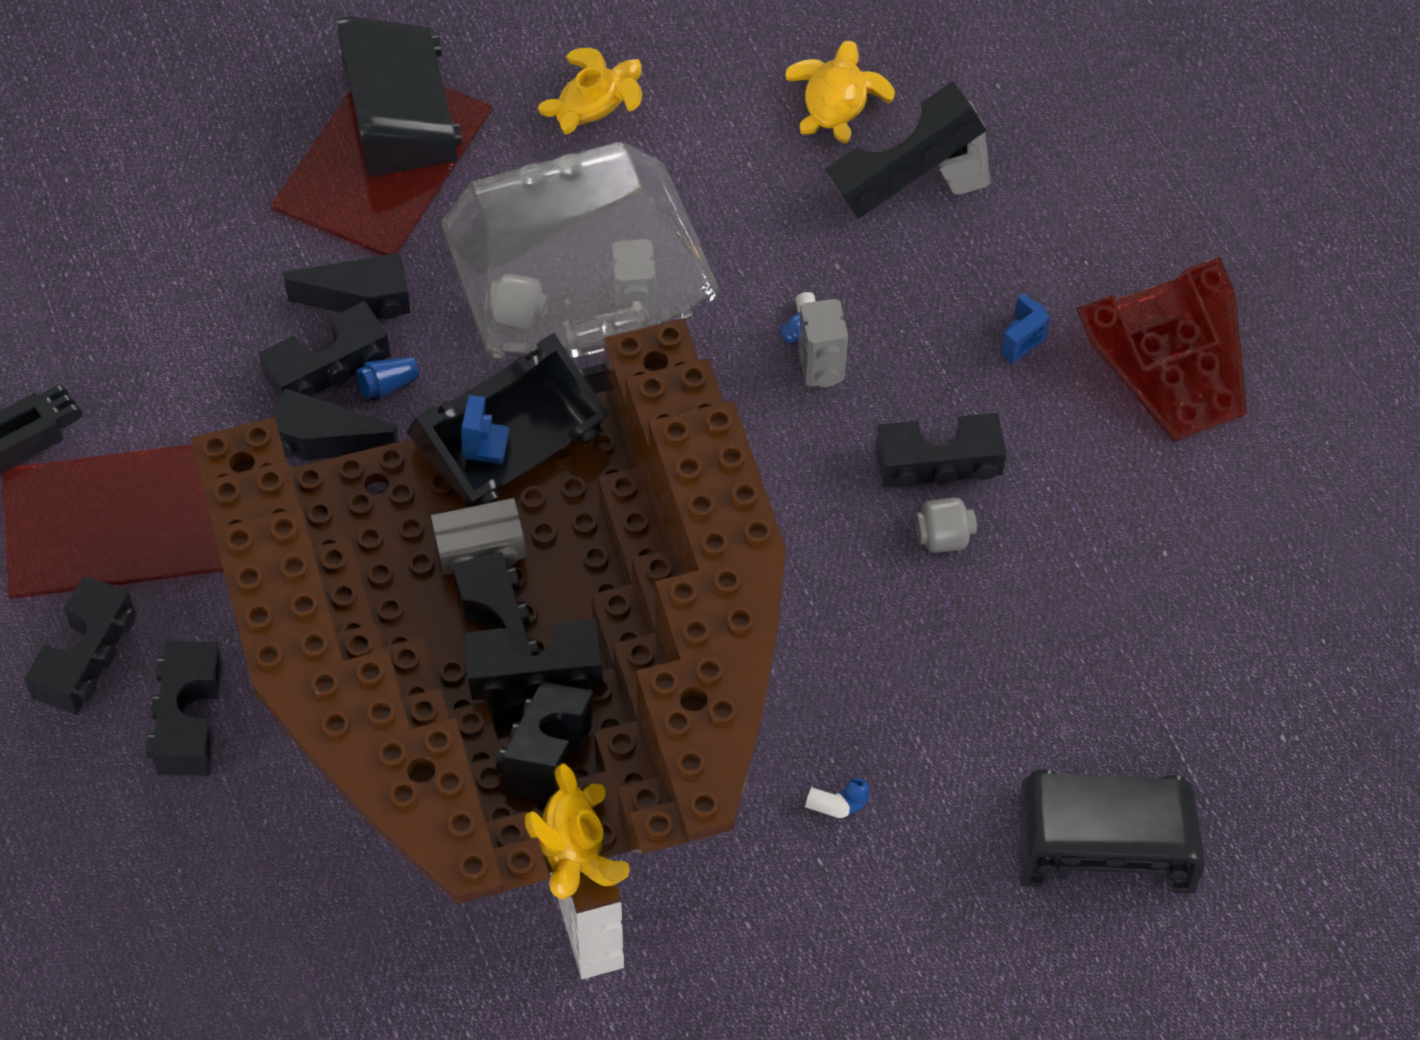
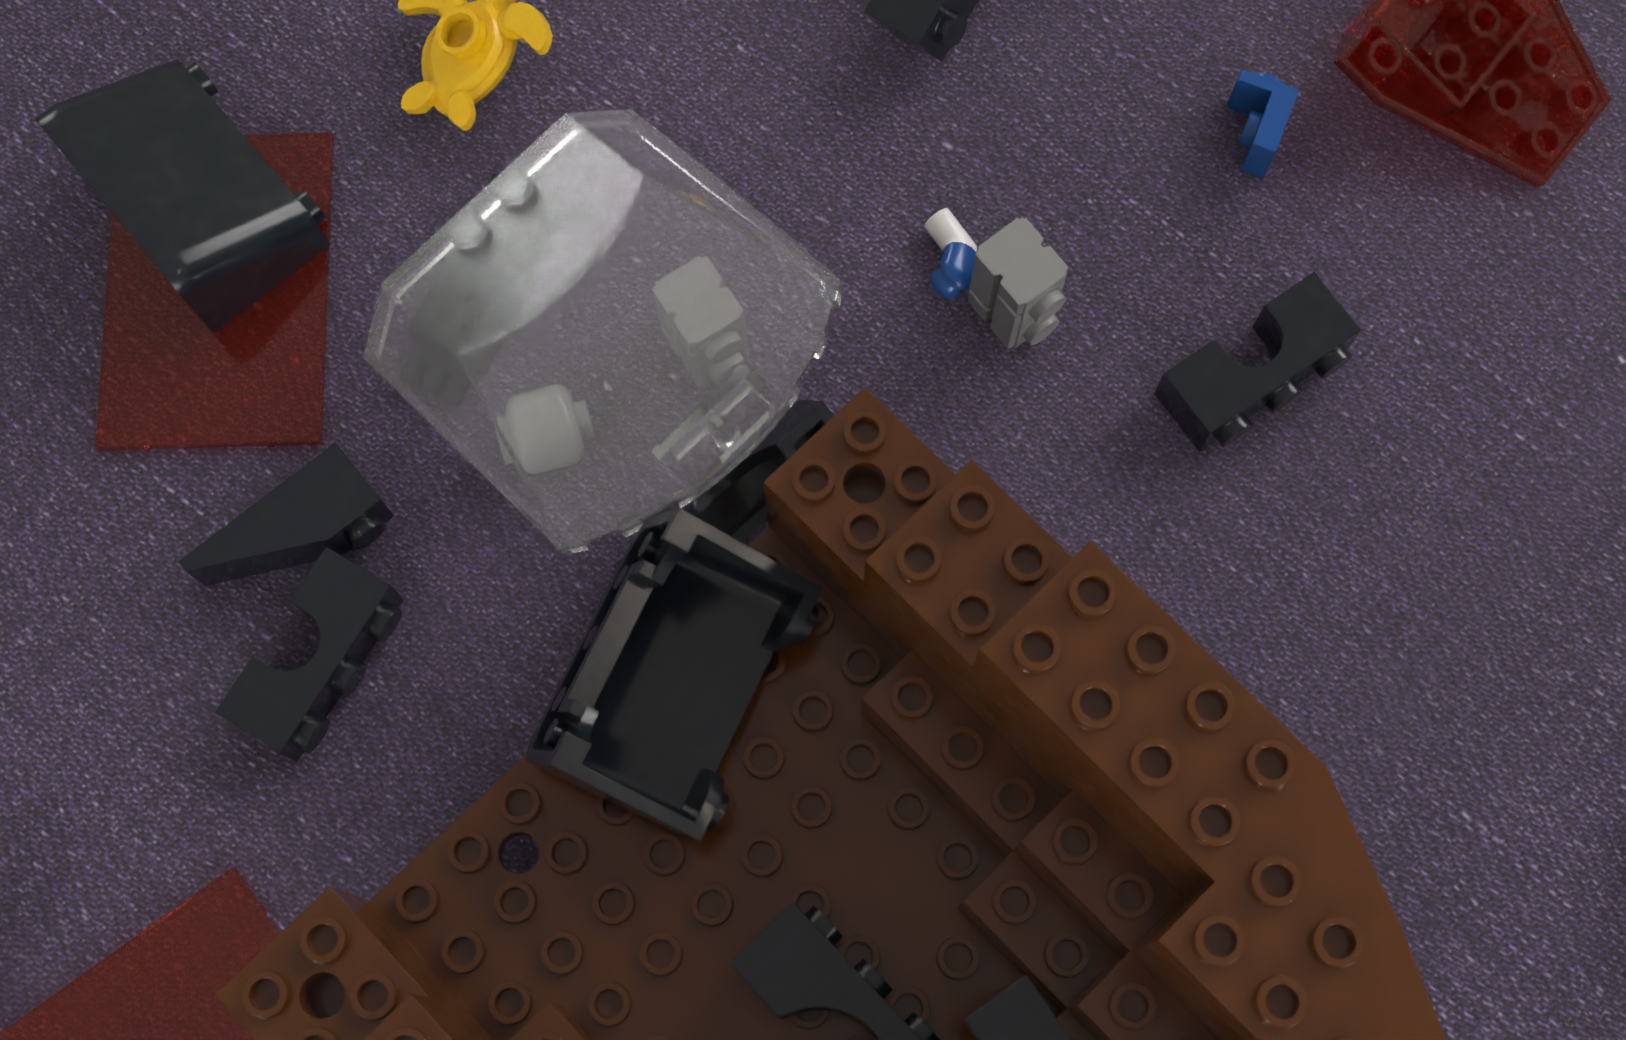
camera: 25 degrees left, 15 degrees up
(324, 430) = (369, 782): black slope -> none
(386, 376) = (420, 642): blue cone -> none
(478, 533) = (734, 883): light grey brick -> none
(479, 436) = (651, 715): blue bracket -> none
(841, 804) = (1440, 963): arm -> none
(945, 525) = (1327, 474): light grey head -> none

